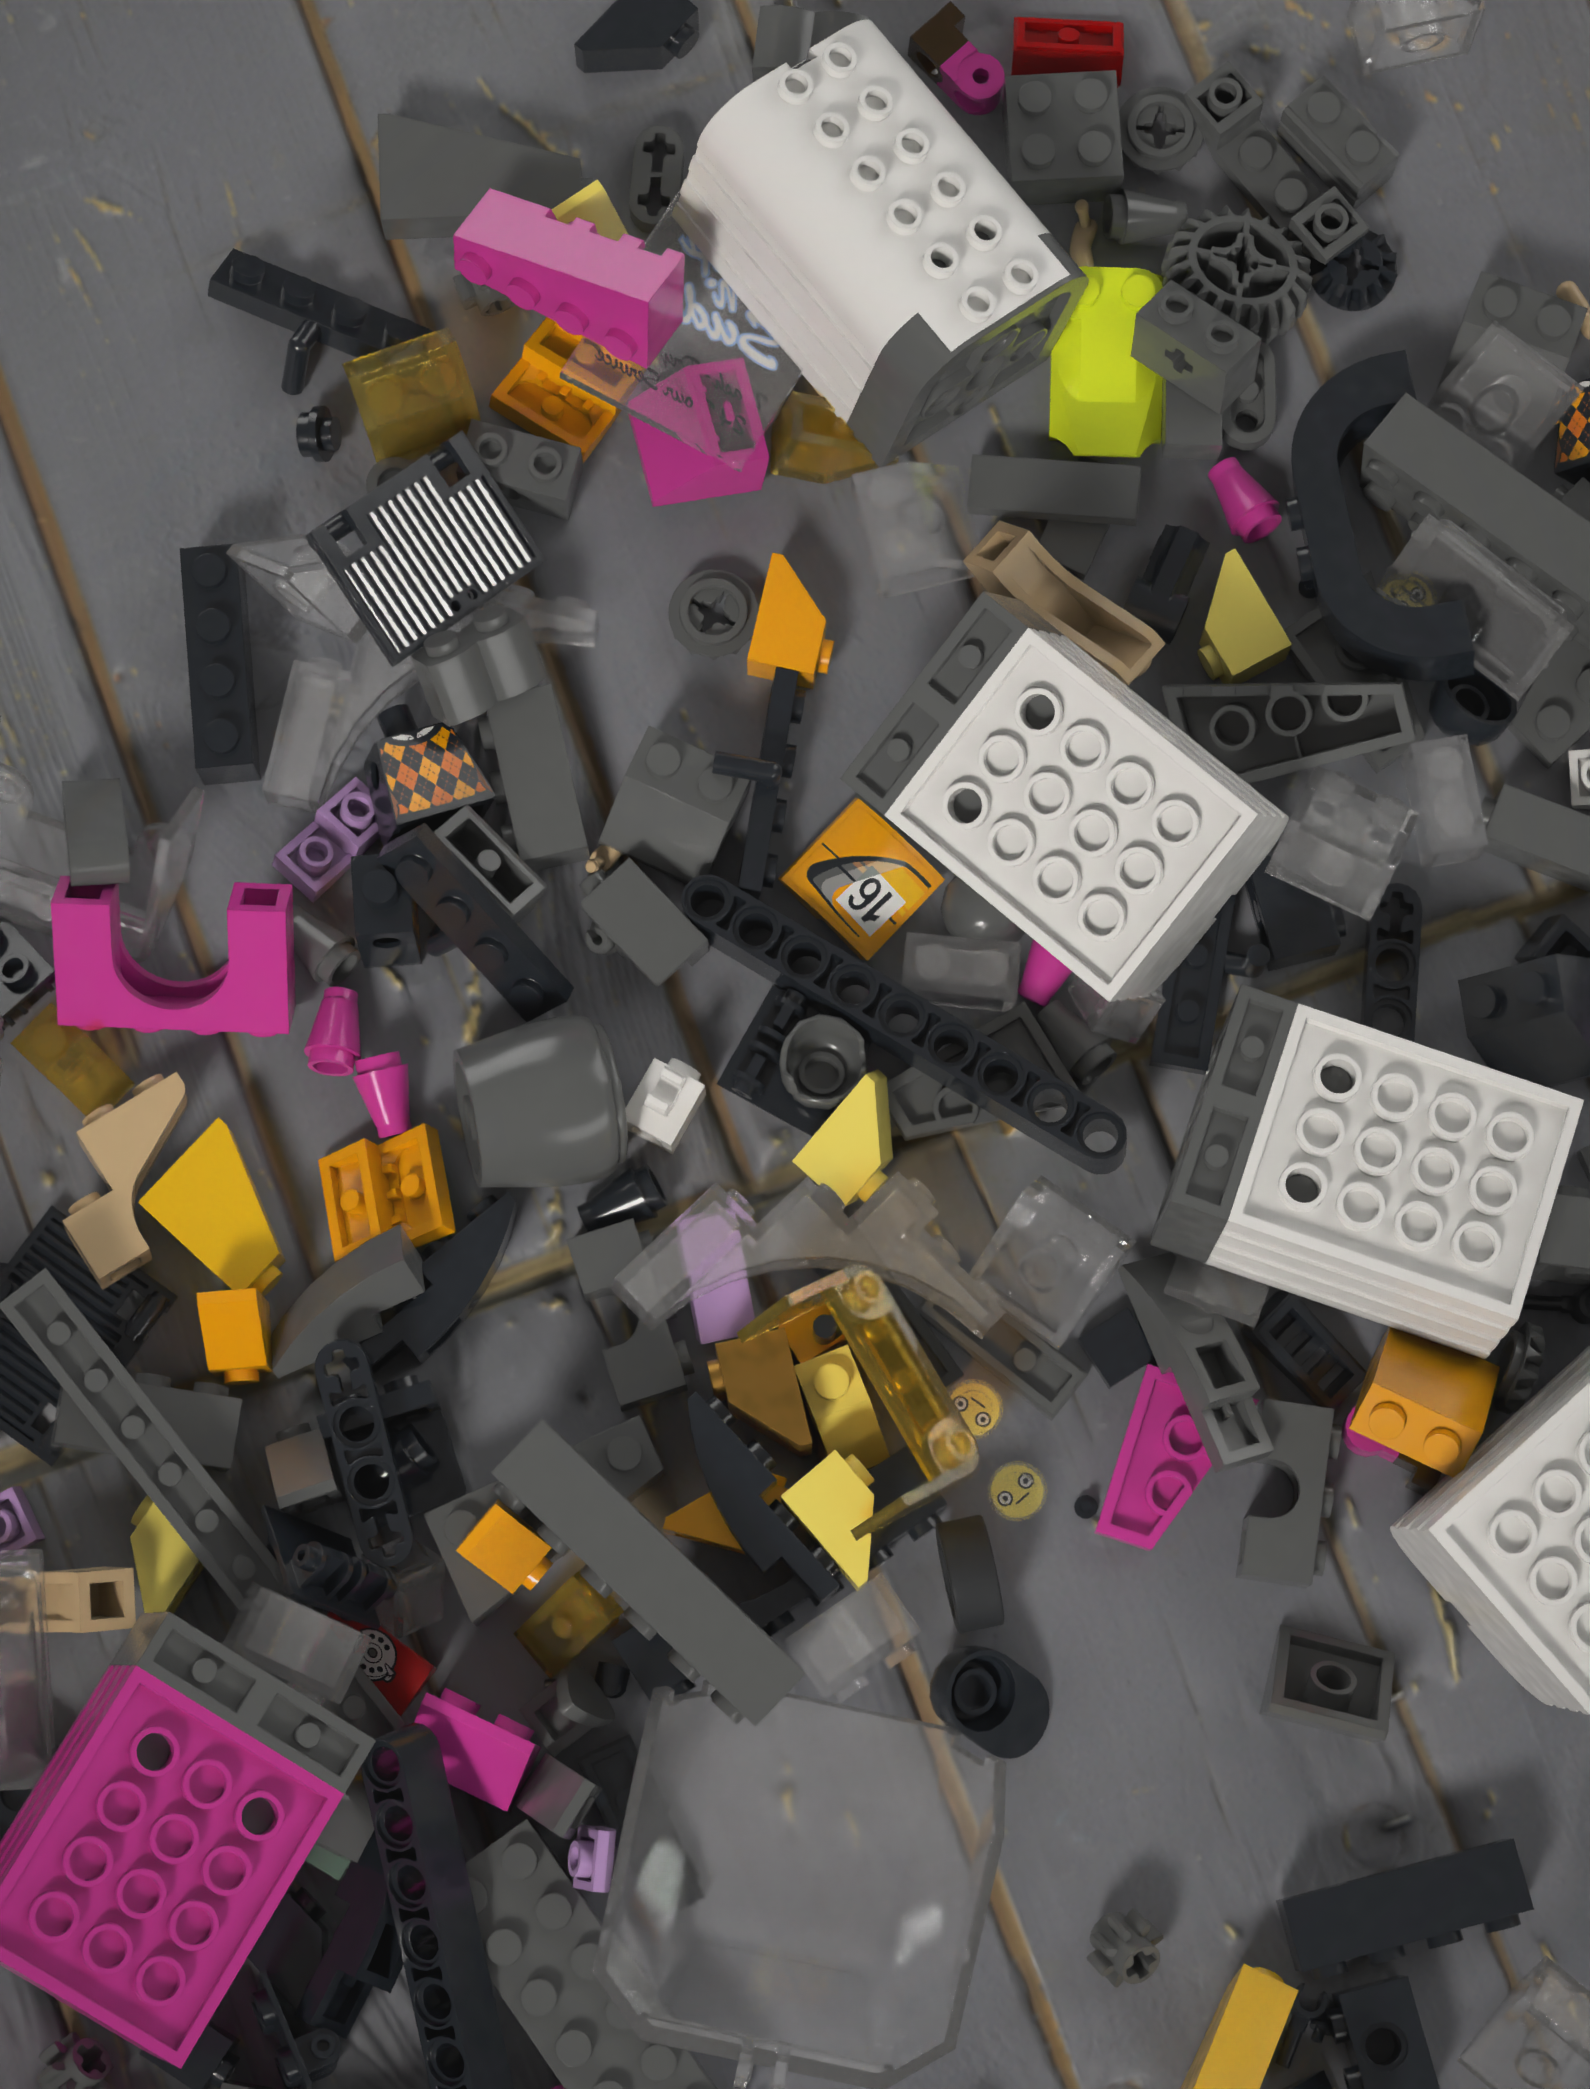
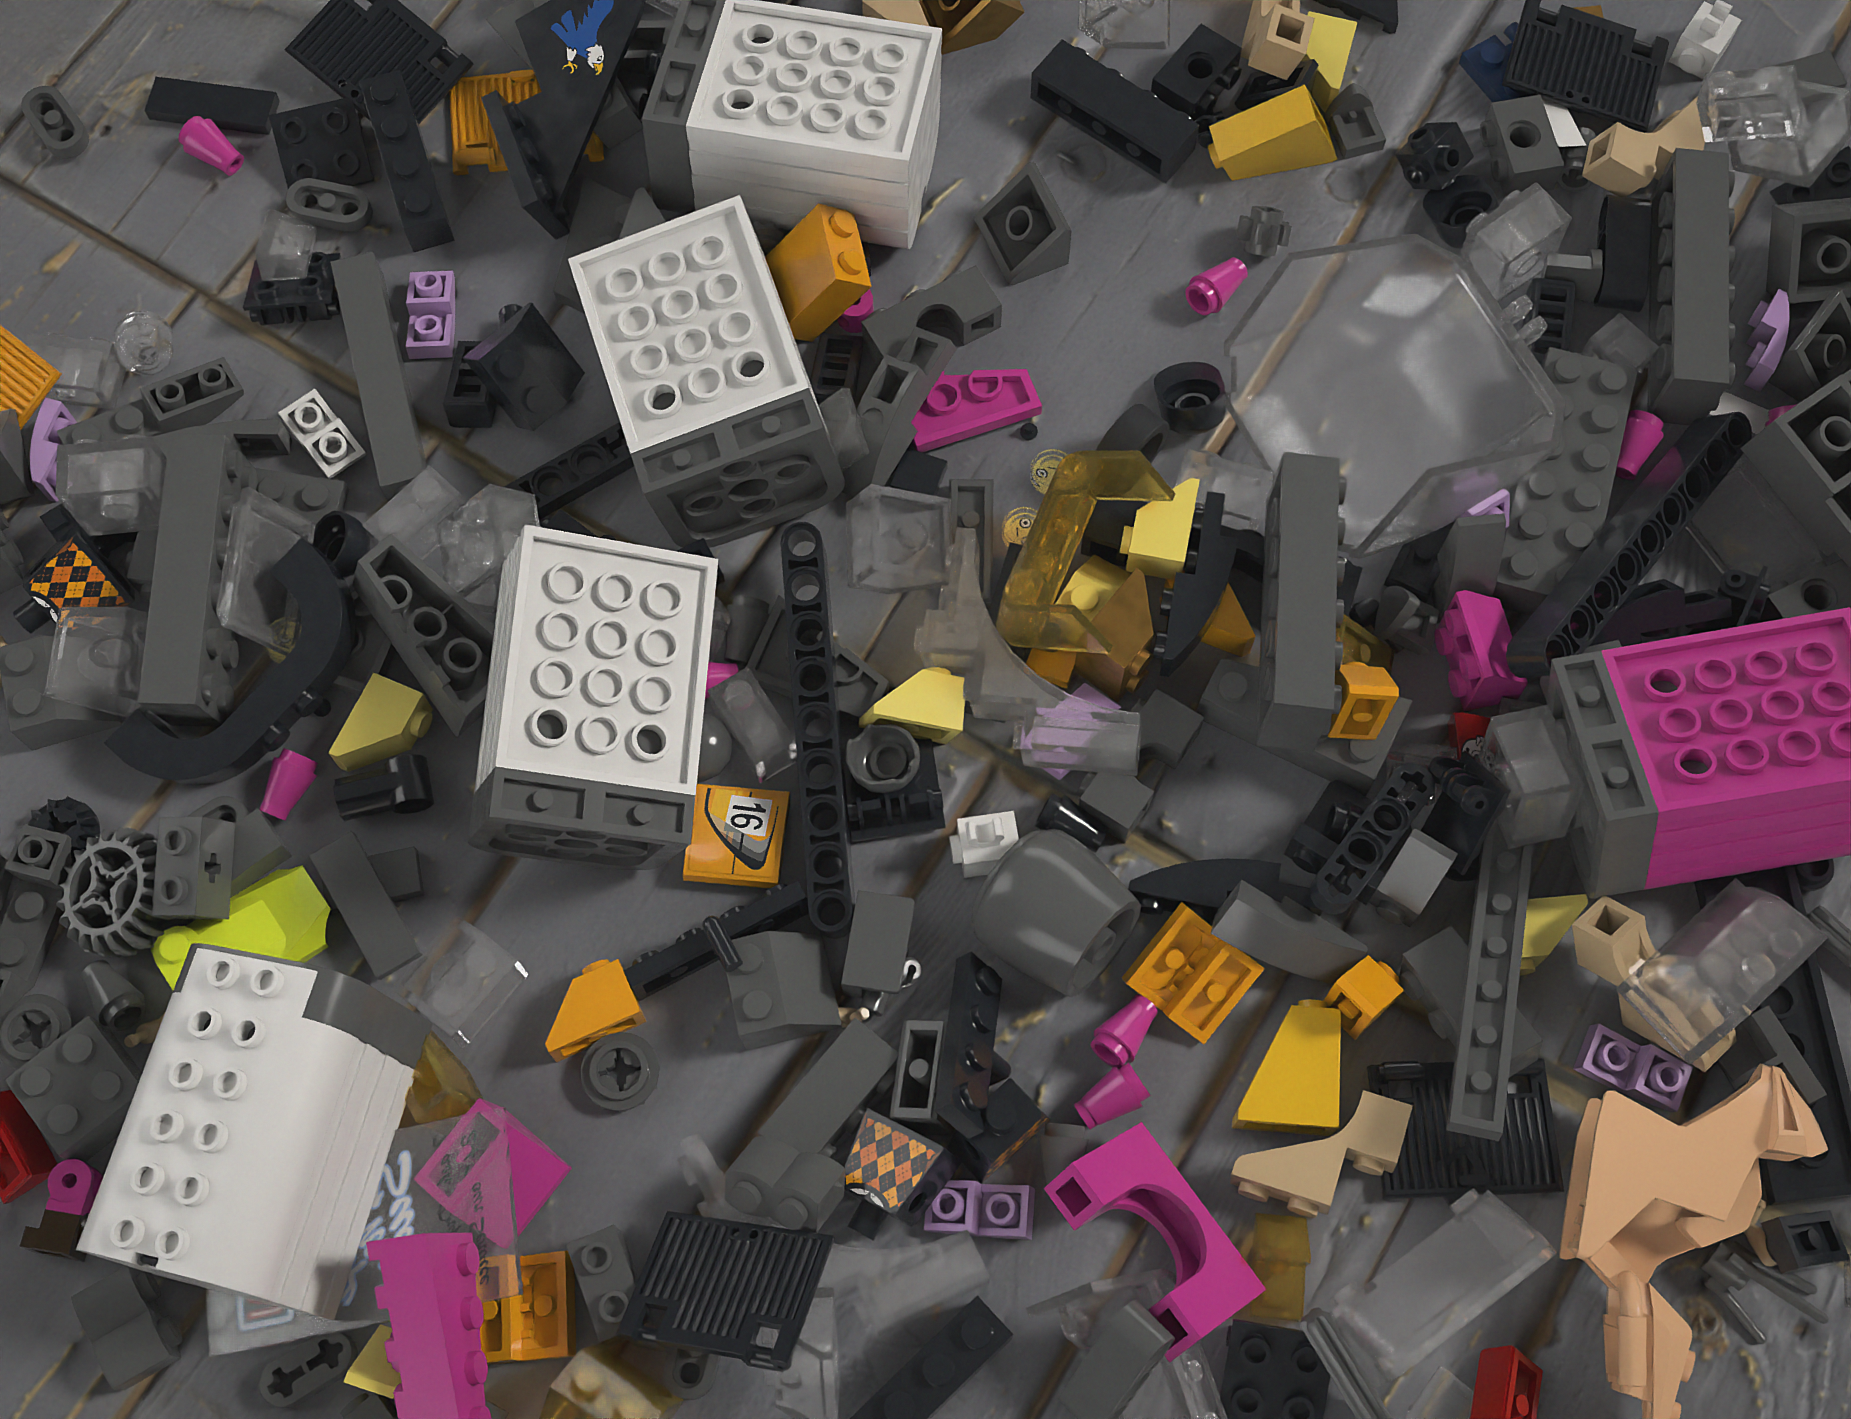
camera: 125 degrees left, 10 degrees down
(1019, 567) = (445, 869): tan arch -> none
(1100, 1843) = (1215, 286): none -> dark pink cone

